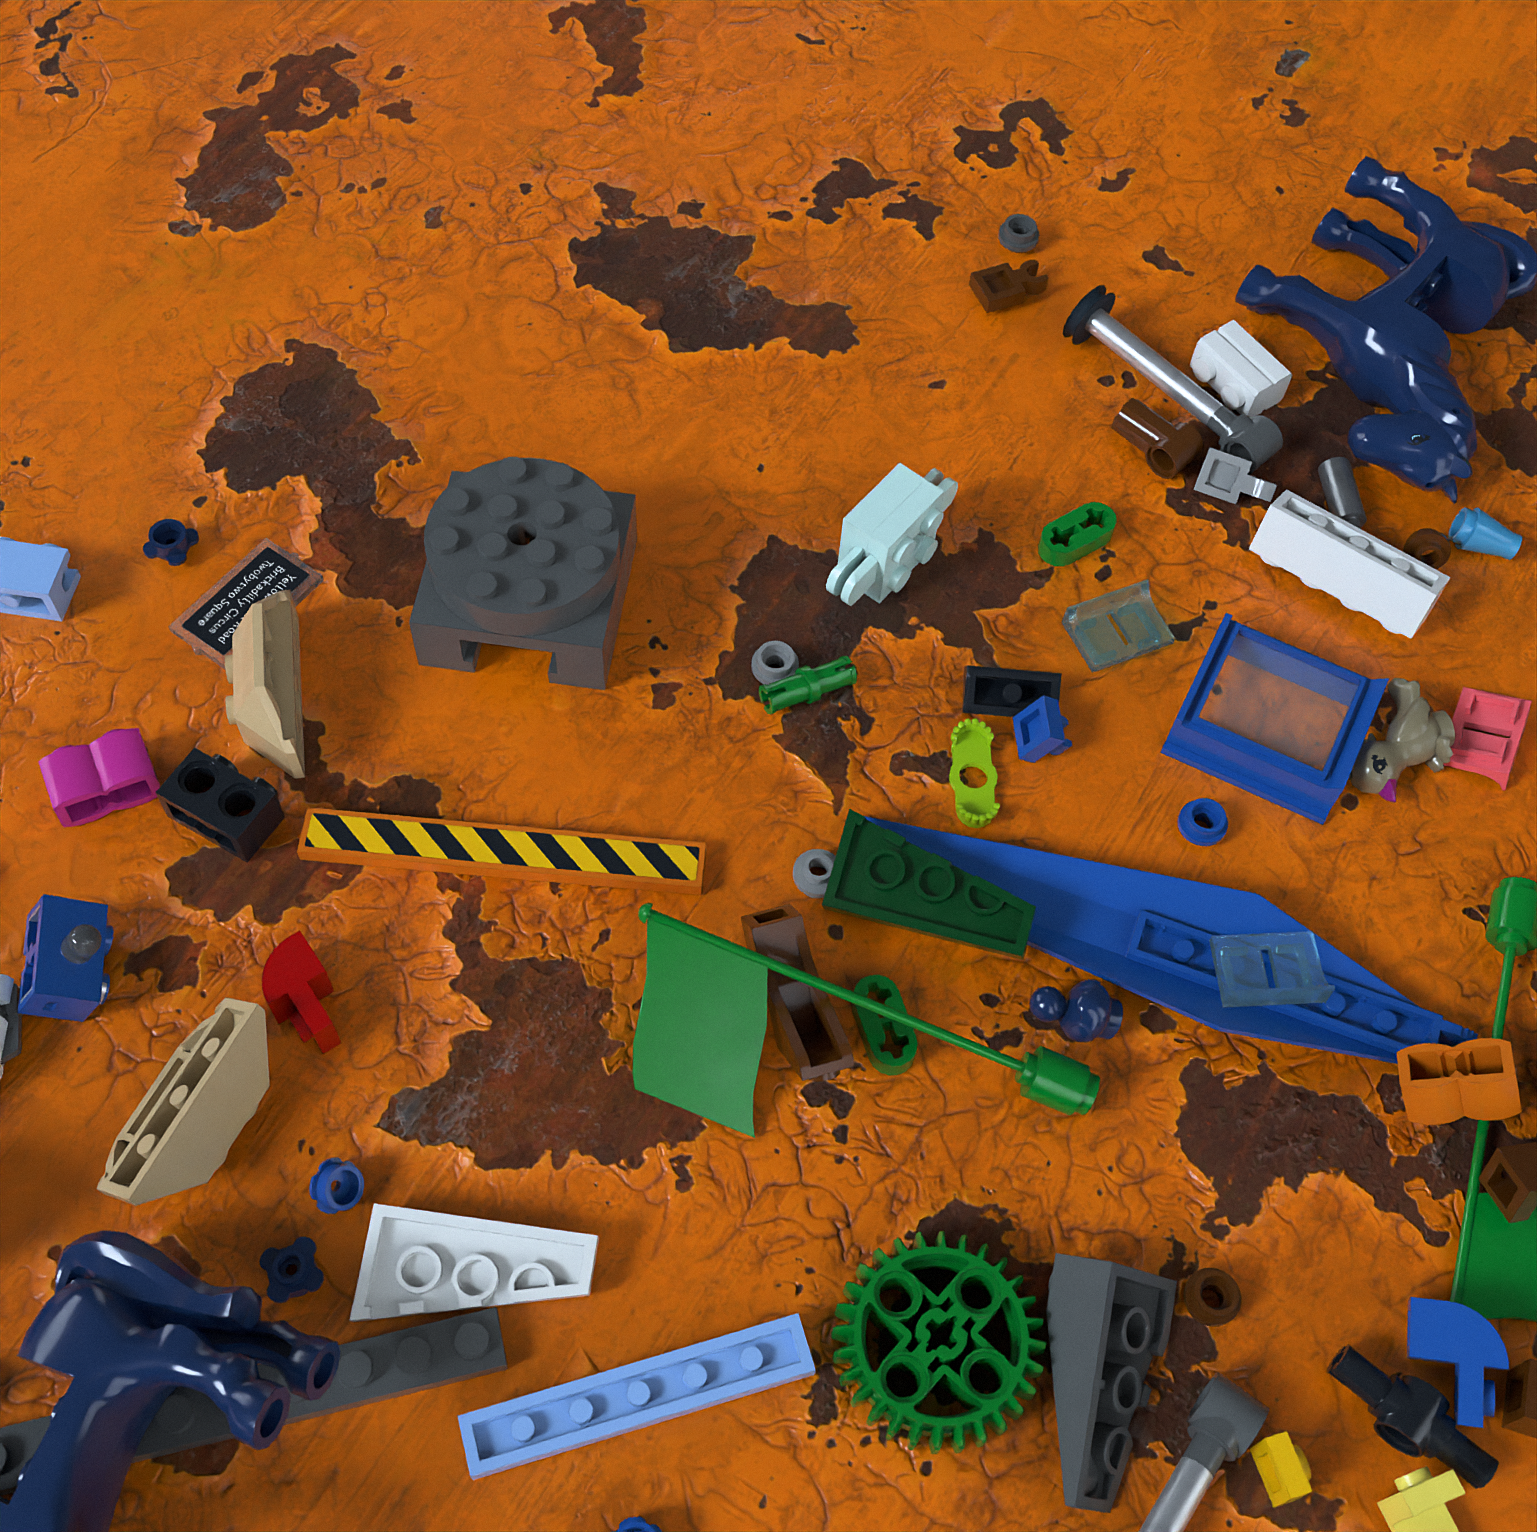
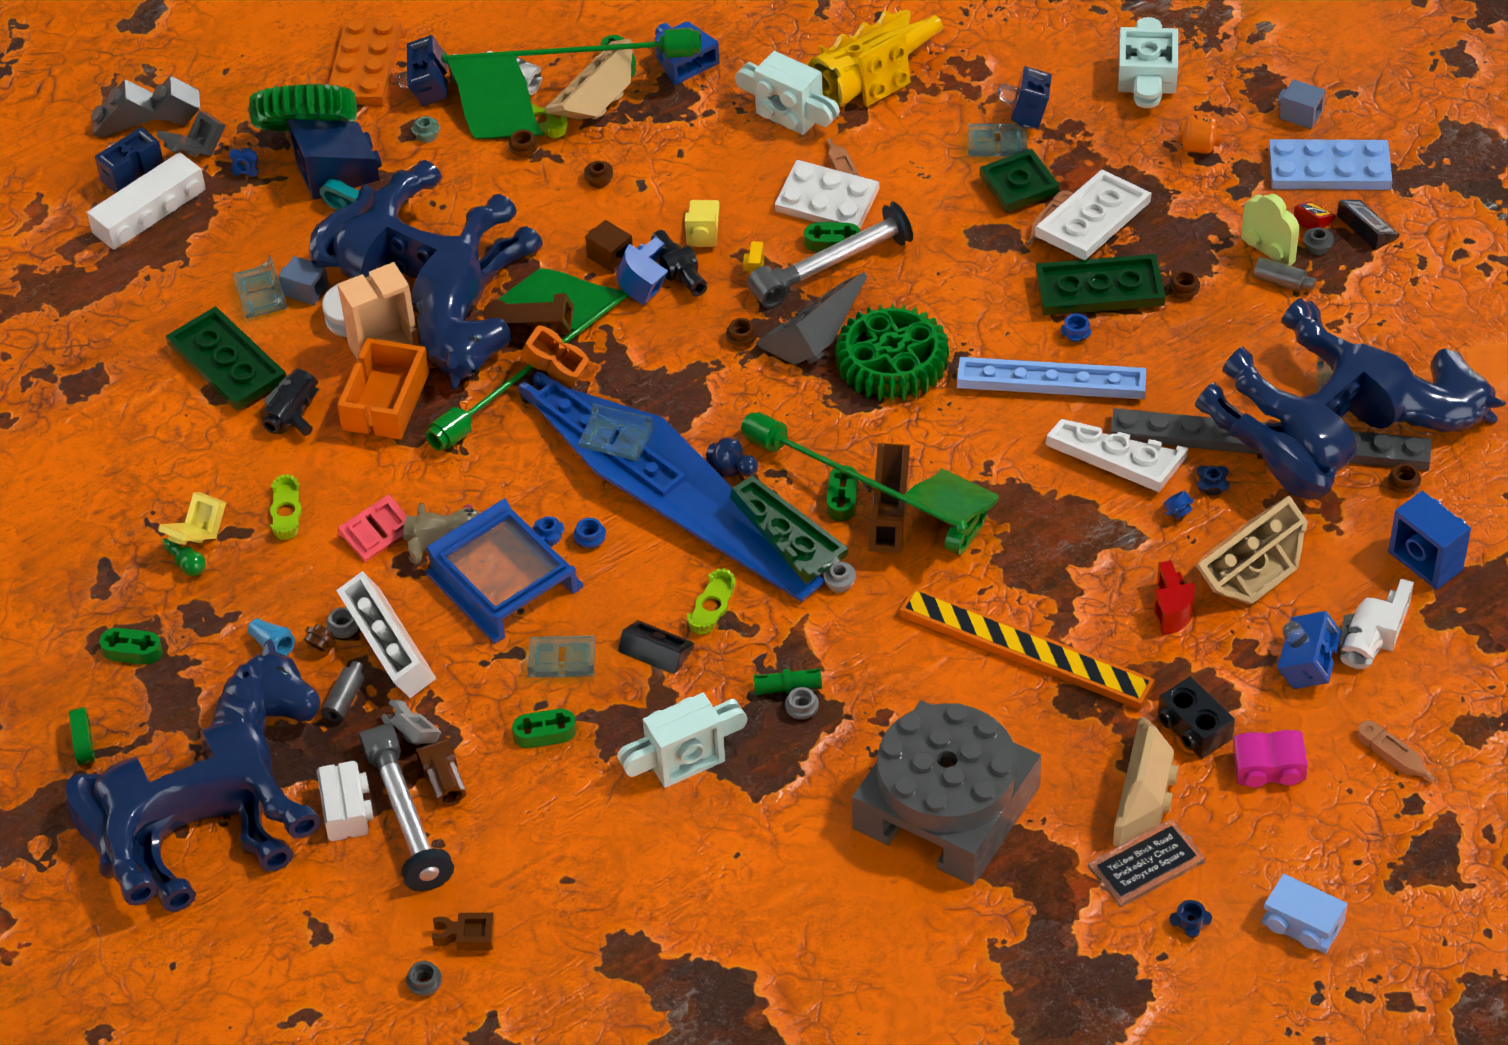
camera: 150 degrees left, 10 degrees down
(1040, 730) = (656, 606): blue tile -> none
(1256, 818) = (549, 529): none -> blue plate

